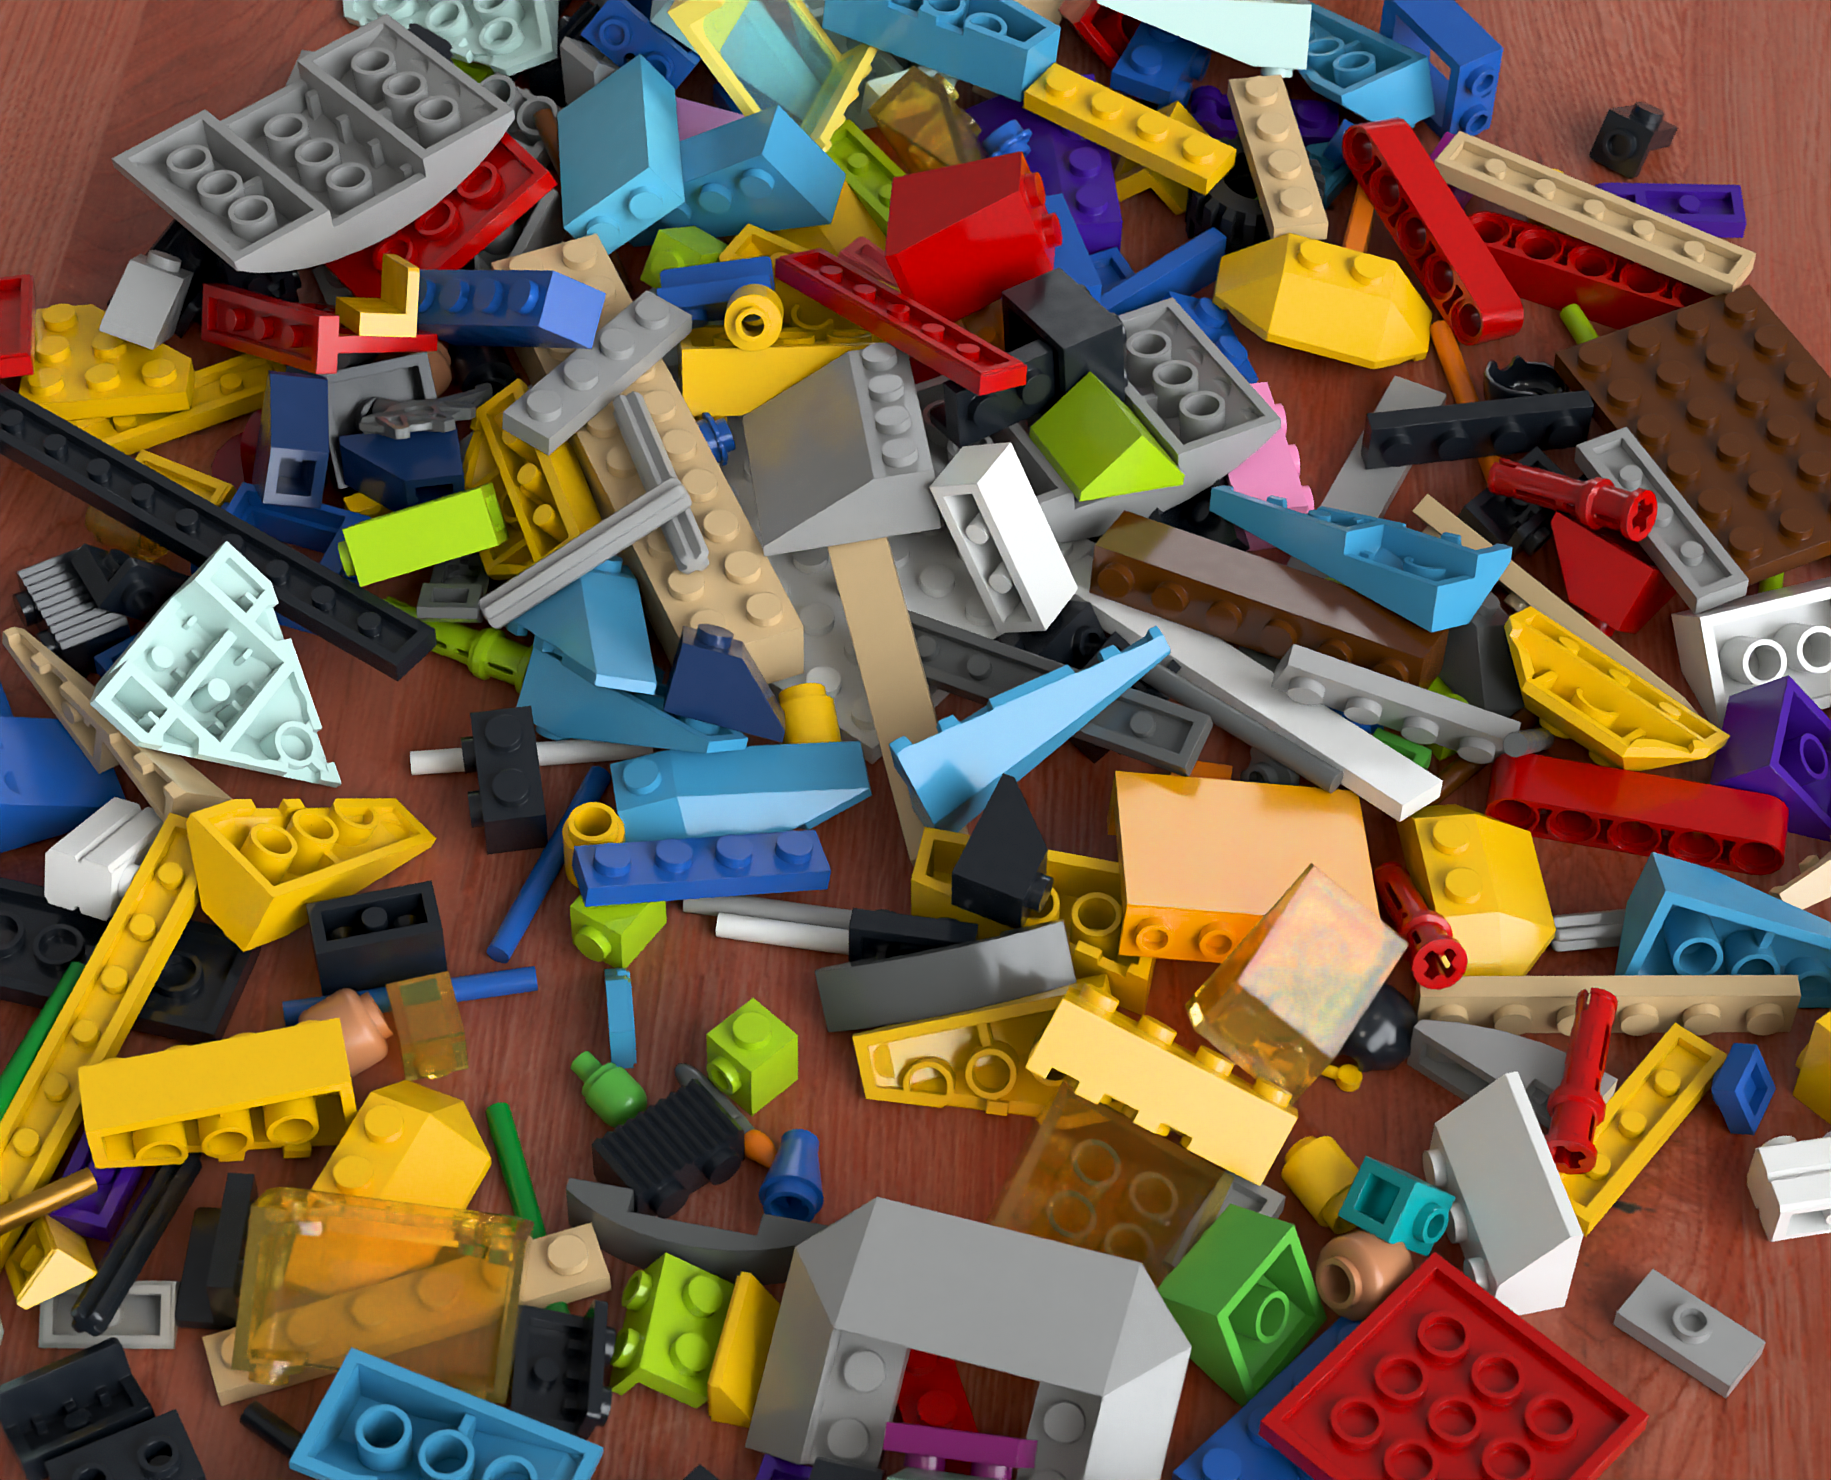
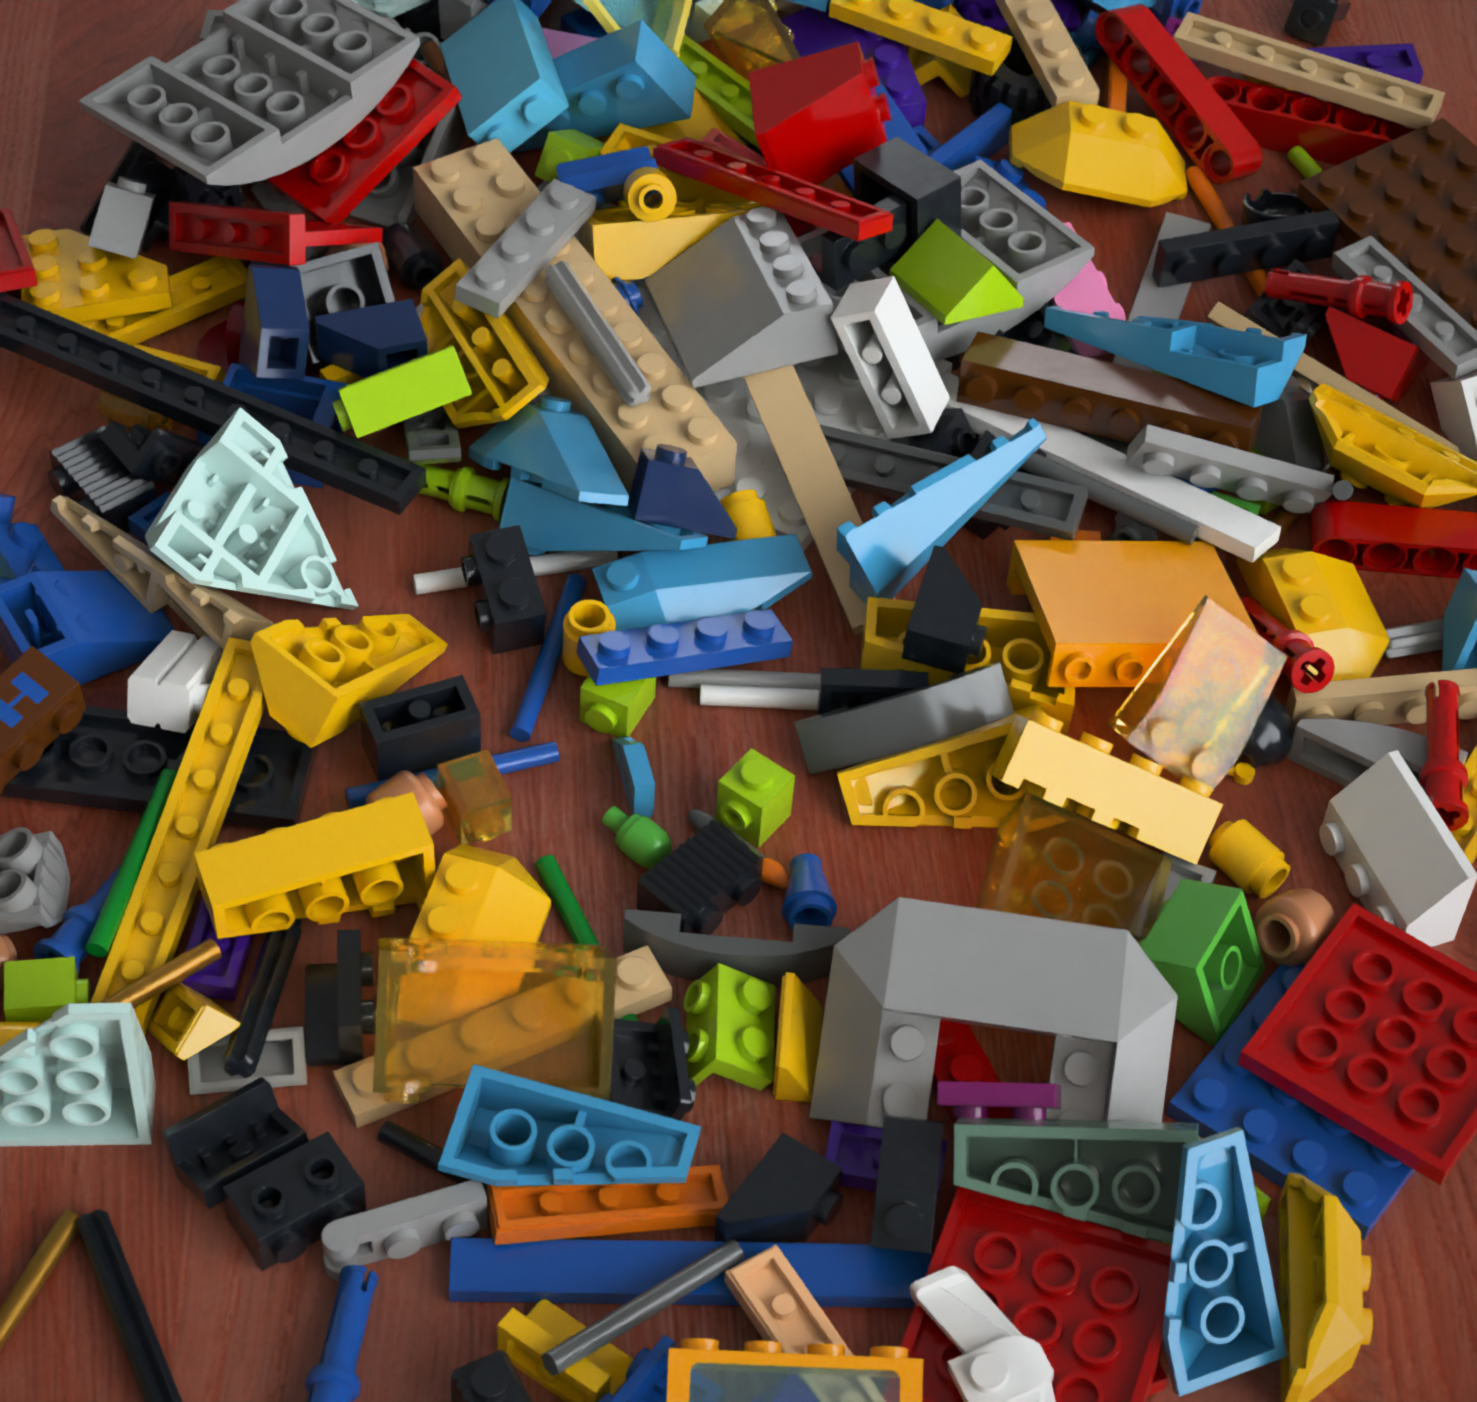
camera: 10 degrees left, 0 degrees up
(392, 313) = (344, 201): yellow panel -> none
(399, 418) = (373, 295): dark grey piece -> none
(508, 308) = (439, 200): blue brick -> none
(585, 552) = (545, 395): light grey axle -> none
(1007, 140) = (820, 41): blue plate -> none
(1397, 1206) = (1314, 869): teal brick -> none

